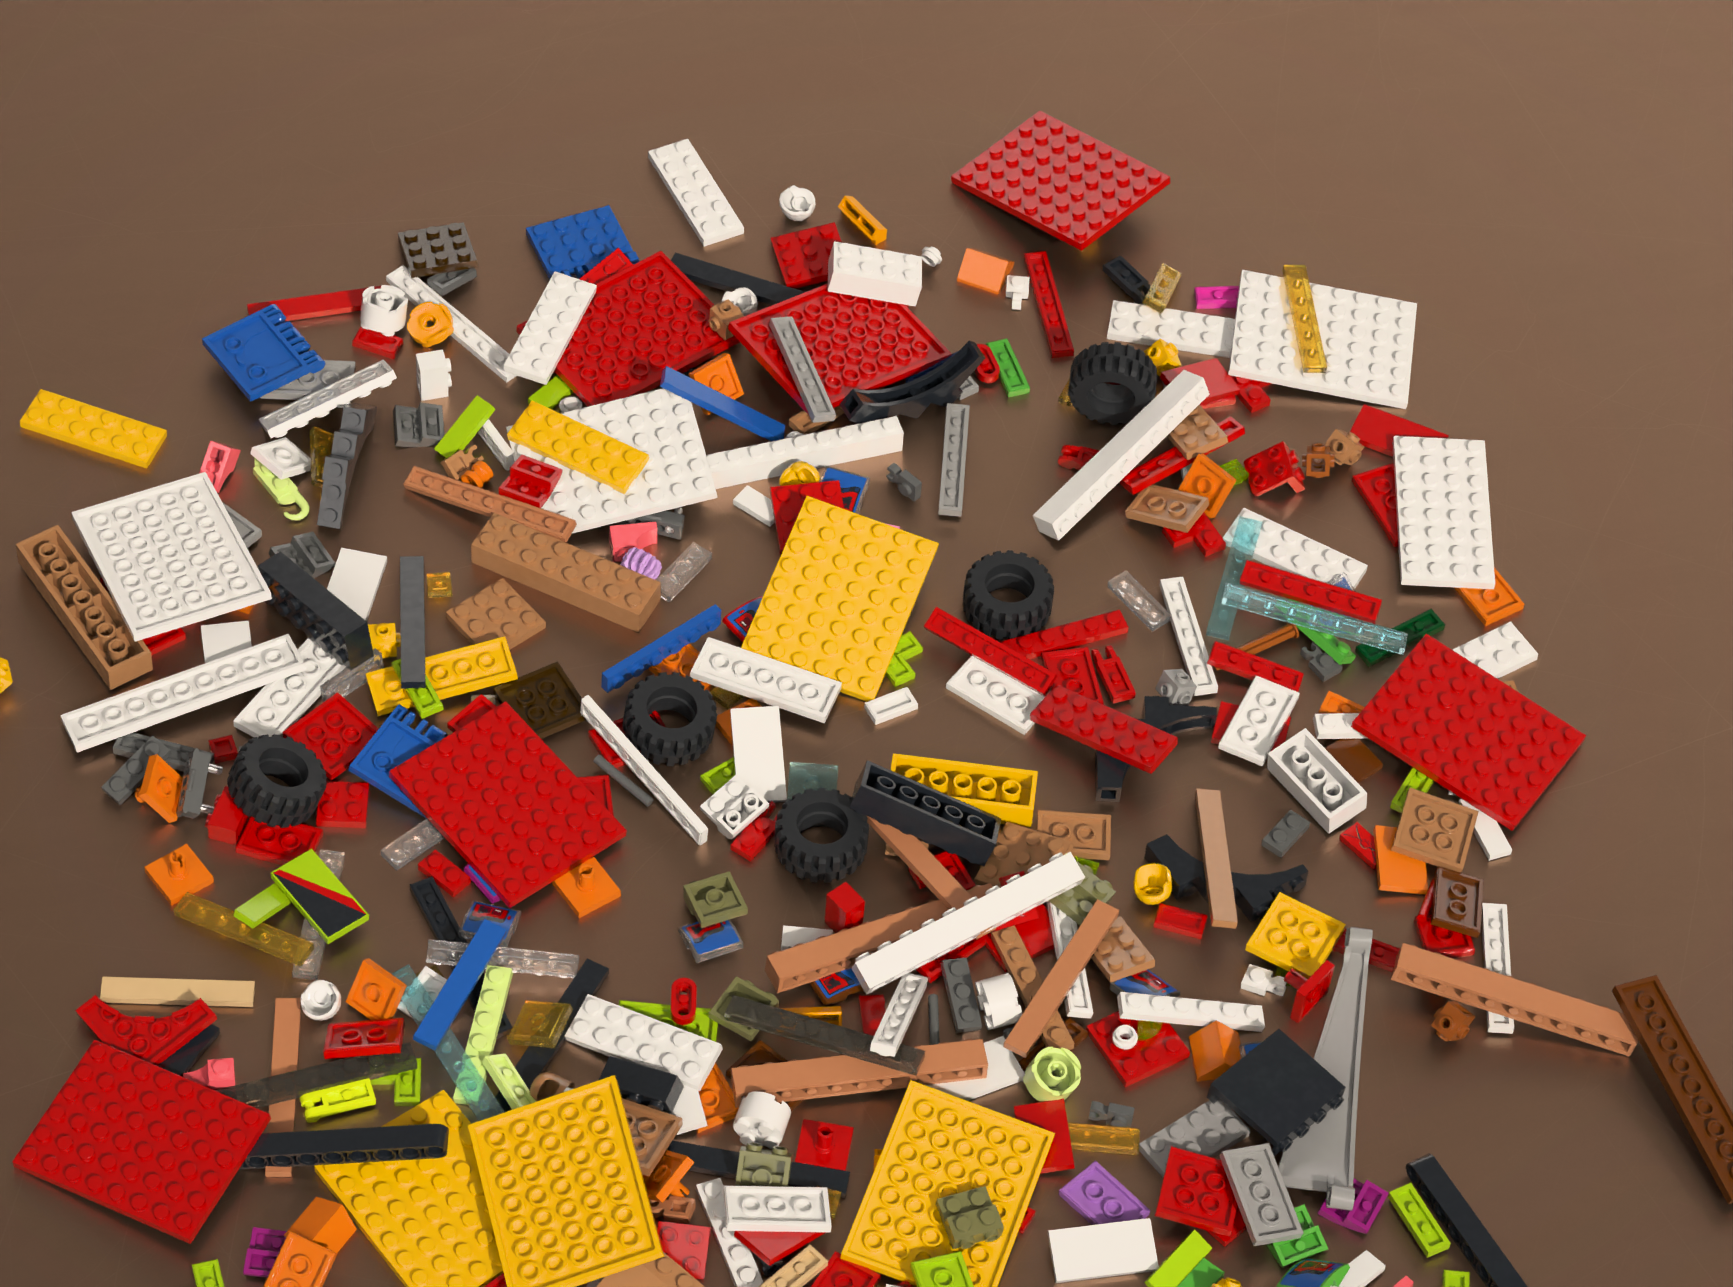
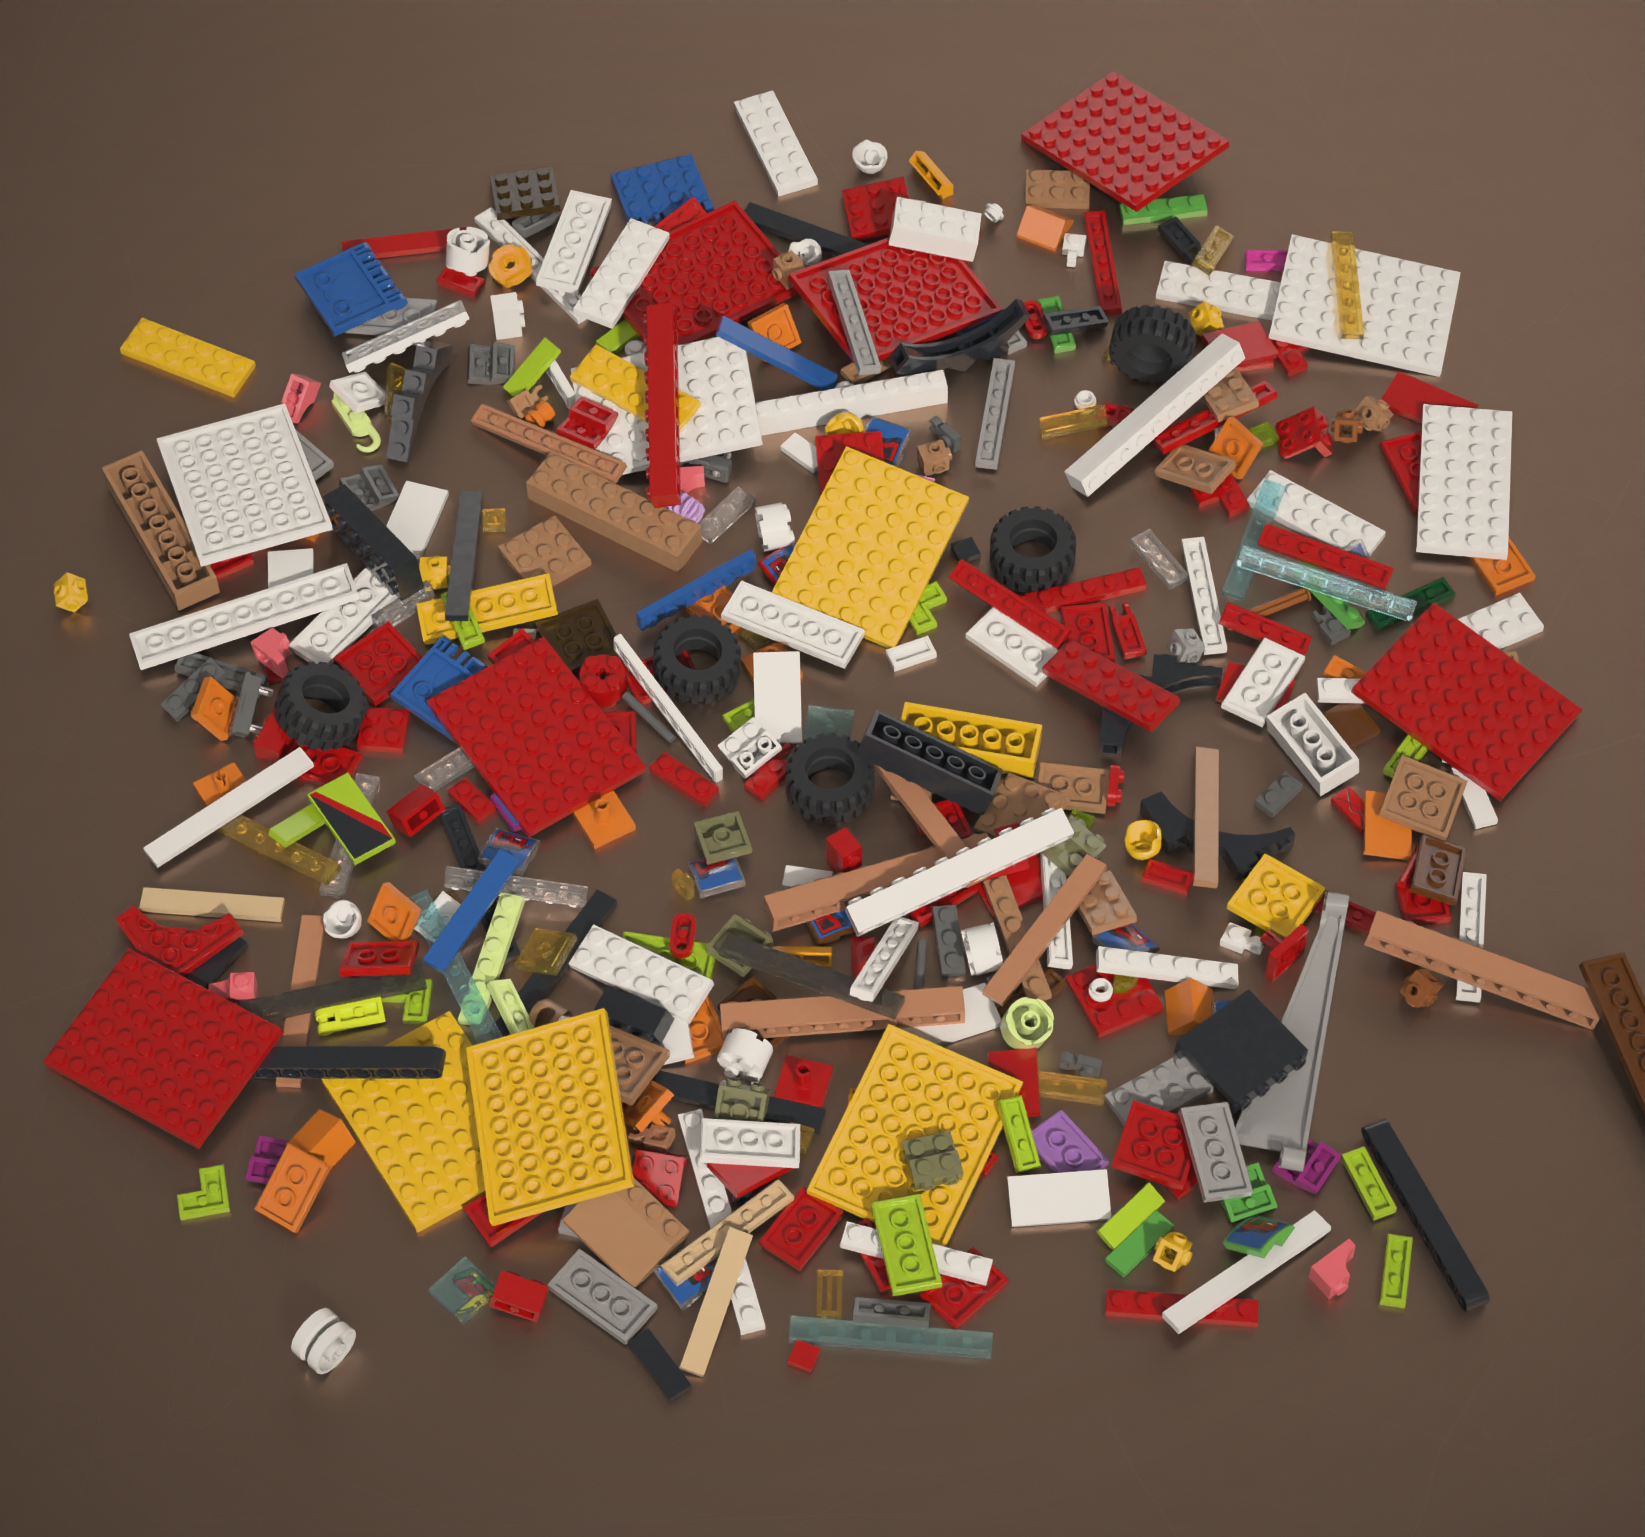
camera: 10 degrees right, 5 degrees up
(186, 890) = (228, 807): none -> white tile
(217, 727) = (272, 650): none -> coral arch
(387, 885) = (415, 810): none -> red brick
(495, 298) = (574, 242): none -> white plate
(573, 742) = (604, 679): none -> red brick
(611, 460) = (663, 405): none -> red brick
(666, 842) = (684, 779): none -> red plate
(677, 949) = (683, 884): none -> clear yellow plate
(736, 580) = (773, 526): none -> white brick
(895, 505) = (933, 457): none -> medium nougat brick
(938, 598) = (966, 550): none -> black tile
(993, 231) = (1056, 189): none -> medium nougat plate
(1027, 362) = (1075, 320): none -> black plate
(1036, 465) = (1073, 421): none -> clear yellow tile
(1045, 444) = (1085, 399): none -> white plate
(1055, 1187) = (1018, 1134): none -> lime tile
(1107, 249) = (1166, 209): none -> bright green plate
(1118, 821) = (1114, 793): none -> red plate

